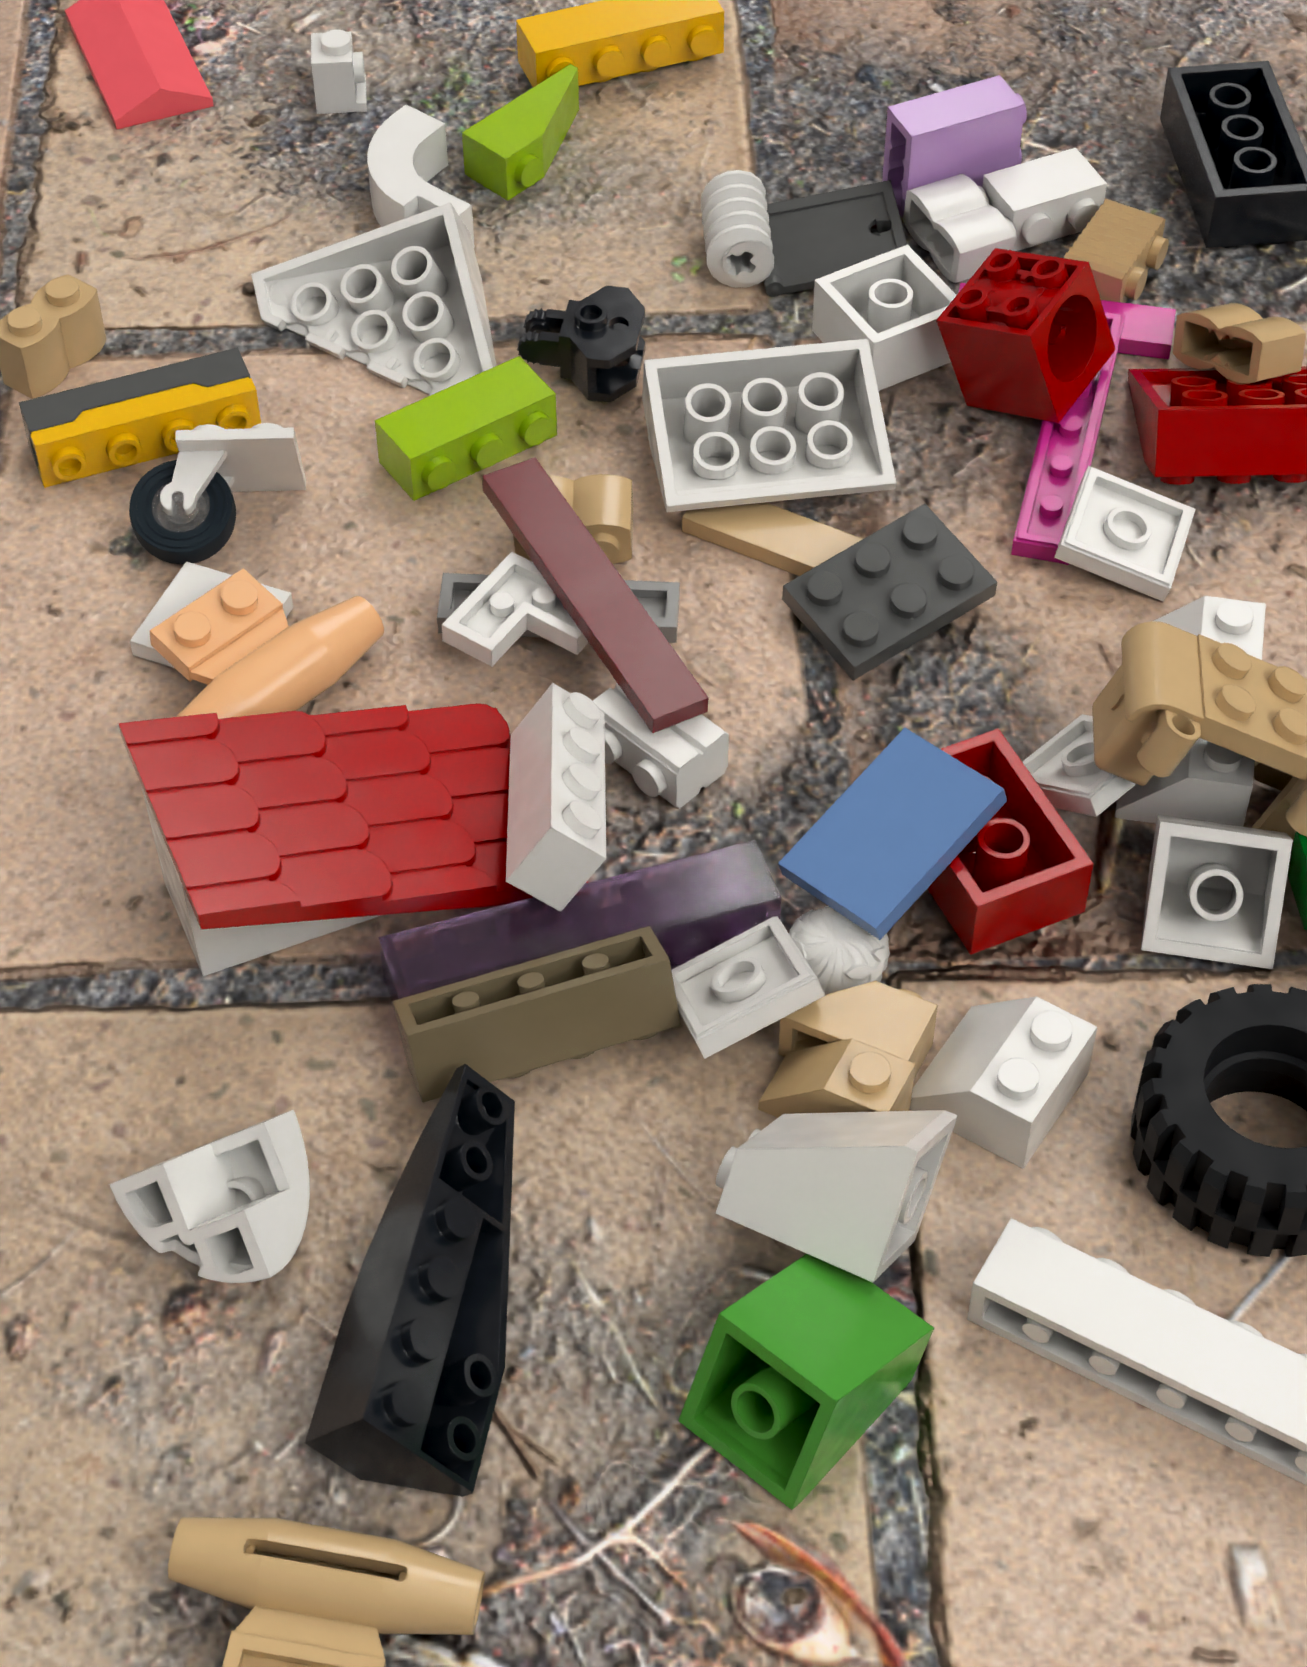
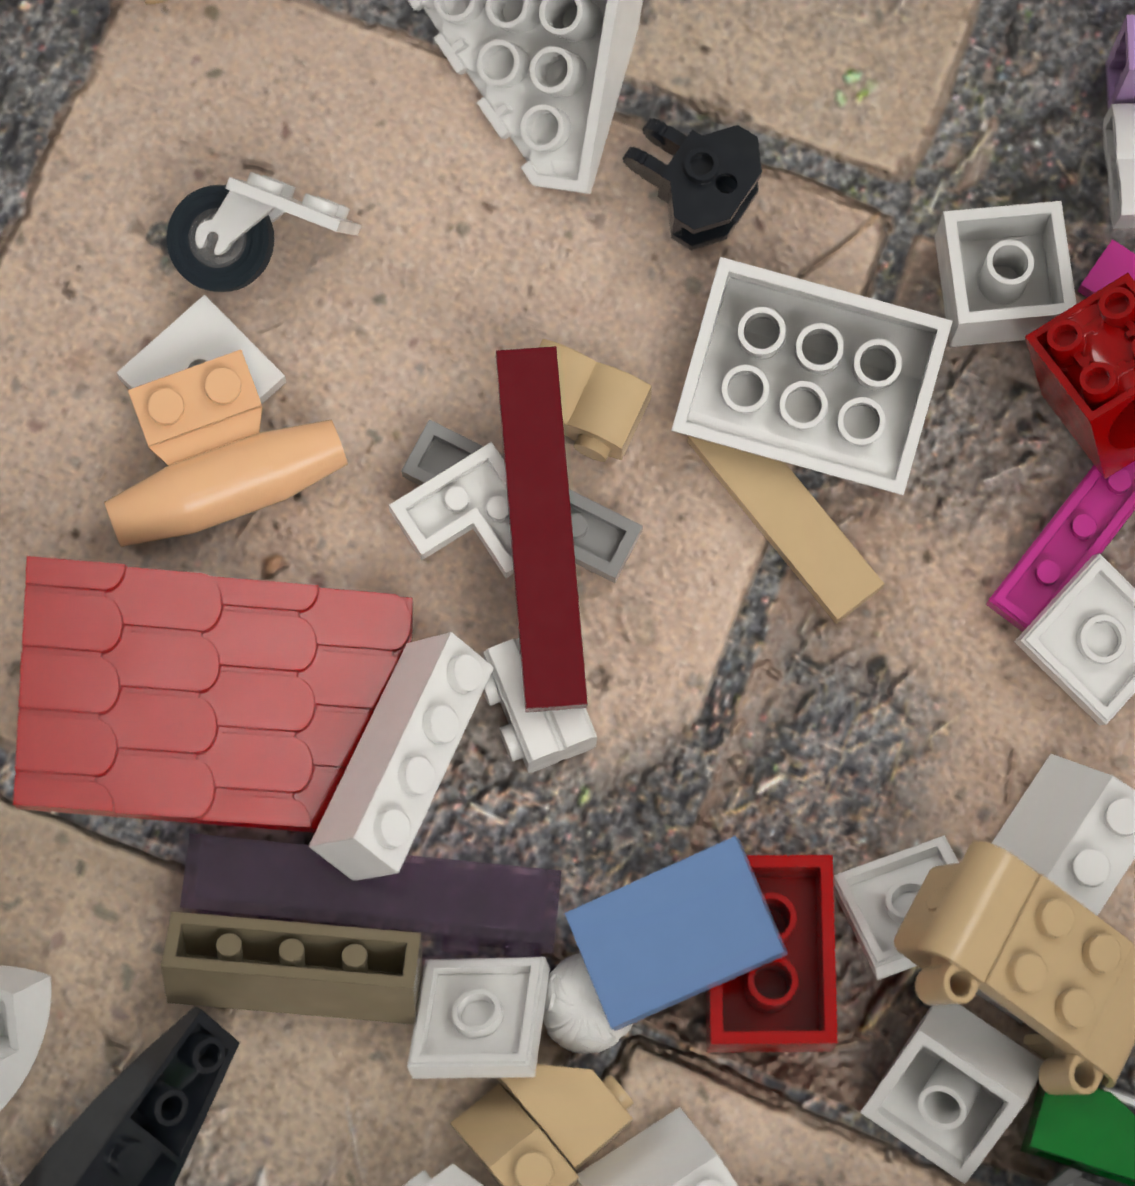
camera: 20 degrees right, 25 degrees up
(136, 415) = (230, 92): yellow piece -> none
(466, 428) = (533, 237): lime brick -> none
(737, 229) = (915, 77): white piece -> none
(830, 233) = (1002, 112): dark grey container -> none
(889, 591) = (837, 614): dark grey plate -> none

